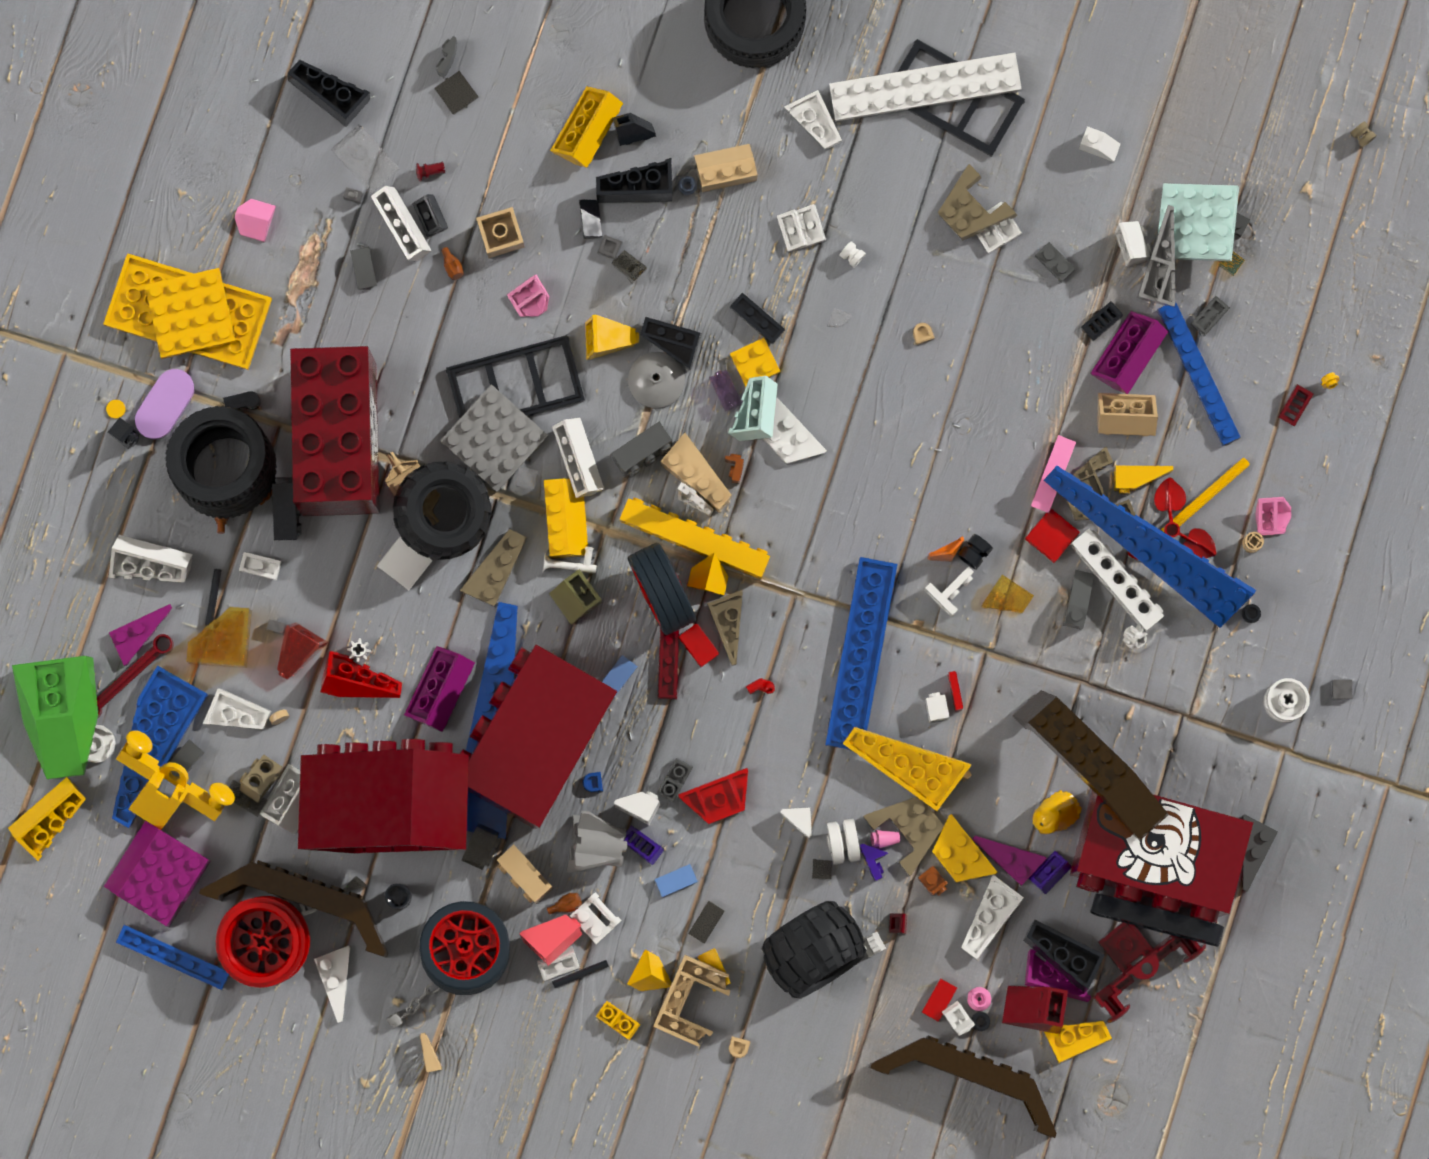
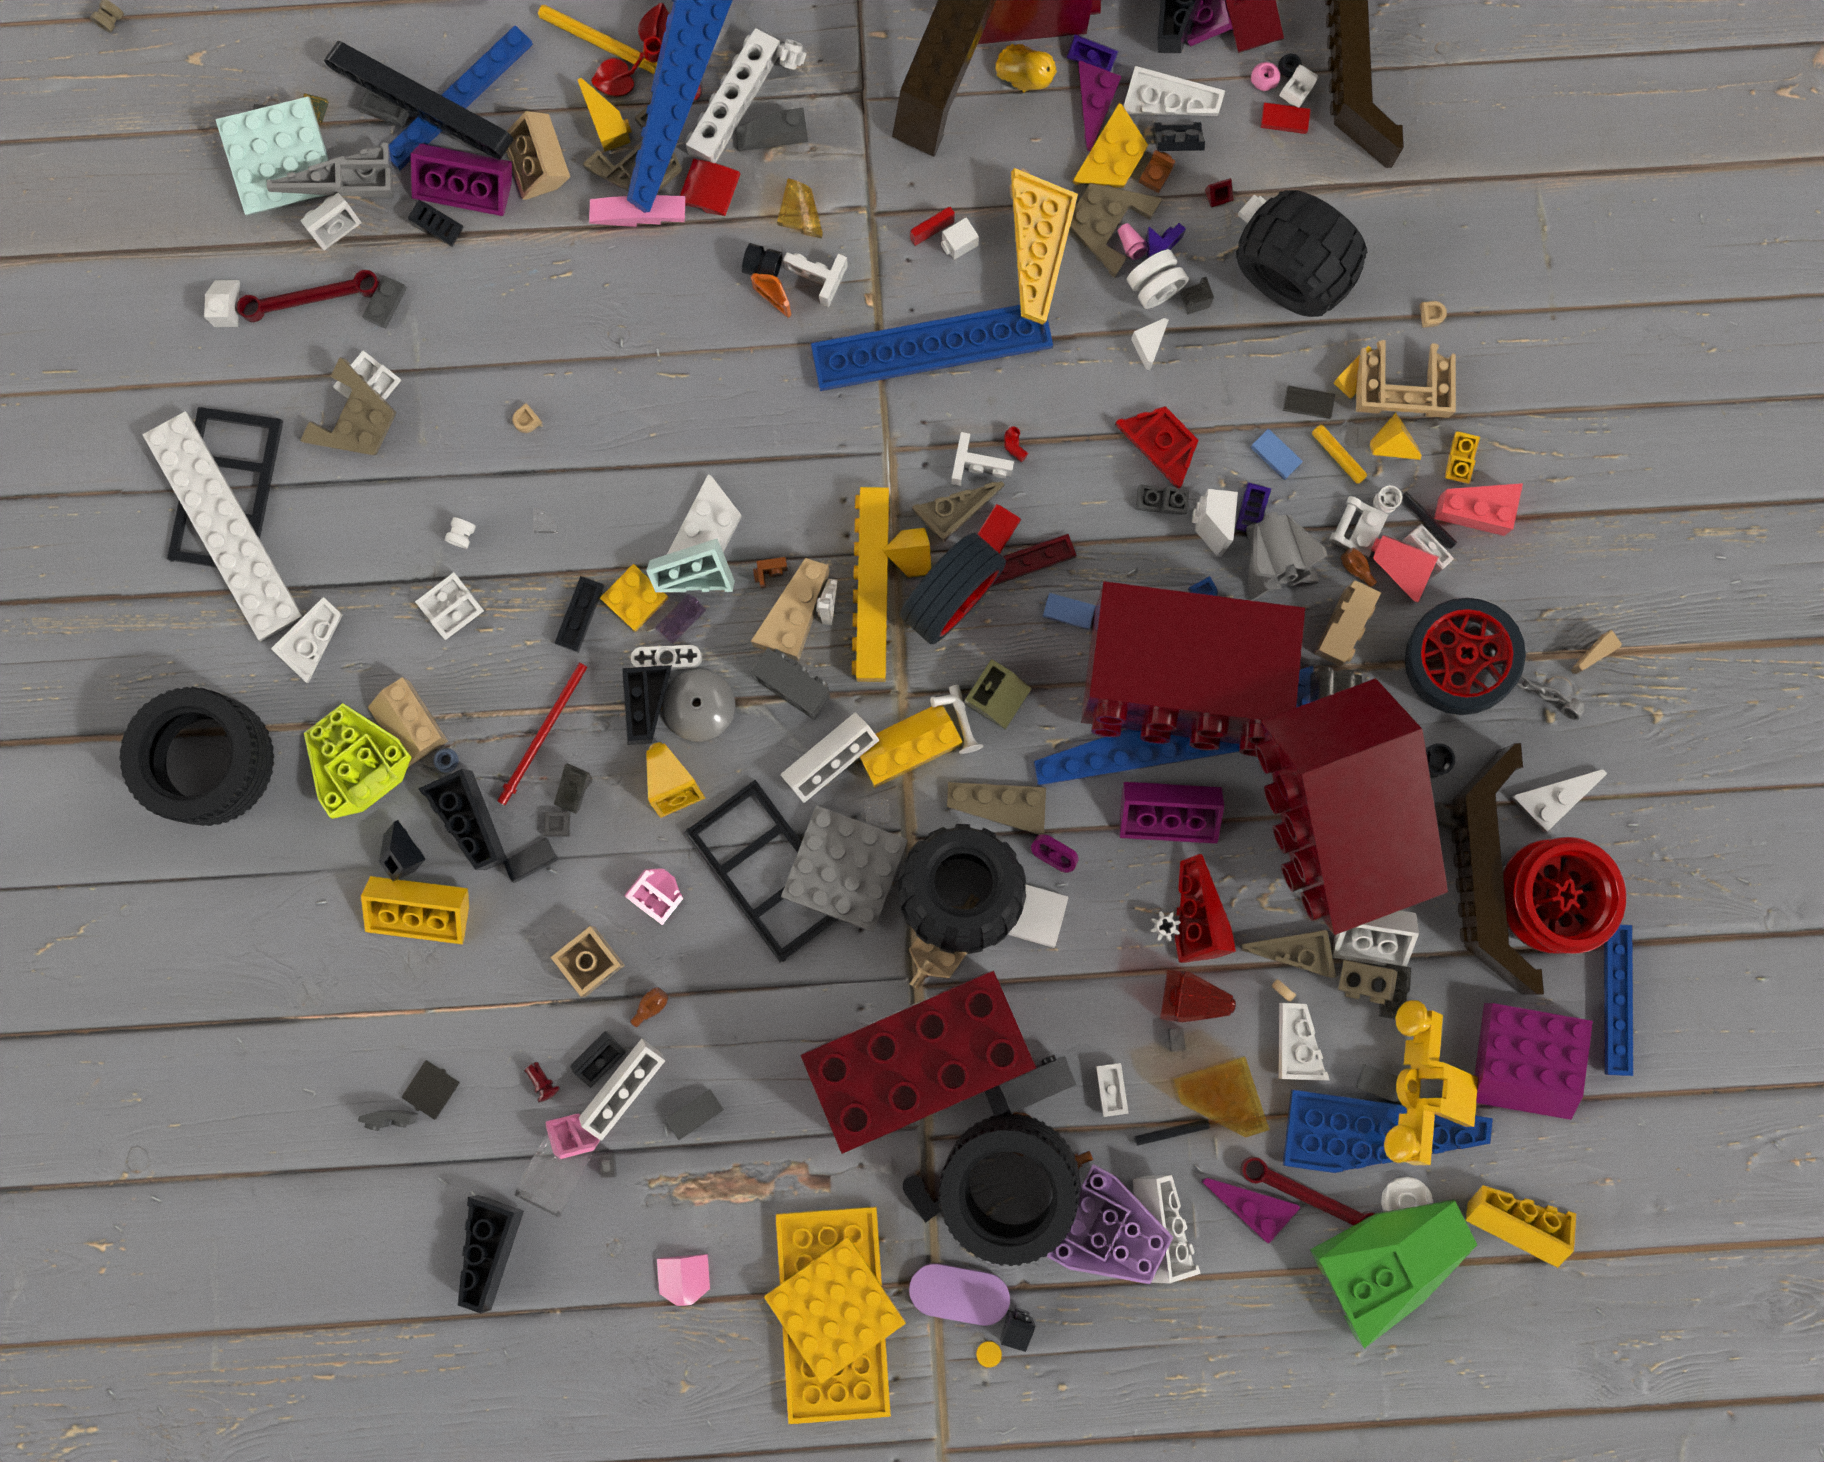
camera: 110 degrees left, 0 degrees up
(162, 522) = (1112, 1233): none -> lavender wedge
(303, 737) = (1303, 951): none -> dark tan wing
(382, 174) = (569, 1137): none -> bright pink slope
(443, 592) = (1054, 853): none -> magenta plate
(573, 1014) = (1481, 508): none -> coral wedge
(607, 947) = (1390, 495): none -> white wheel
(649, 223) = (510, 787): none -> red bar
(657, 928) = (1339, 454): none -> yellow axle
(710, 357) = (684, 651): none -> white beam
(712, 119) = (353, 761): none -> neon yellow wedge
(756, 650) = (977, 463): none -> white bracket
(948, 906) = (1179, 137): none -> black plate
(1080, 208) = (307, 296): none -> dark red piece
(1200, 341) = (419, 100): none -> black beam

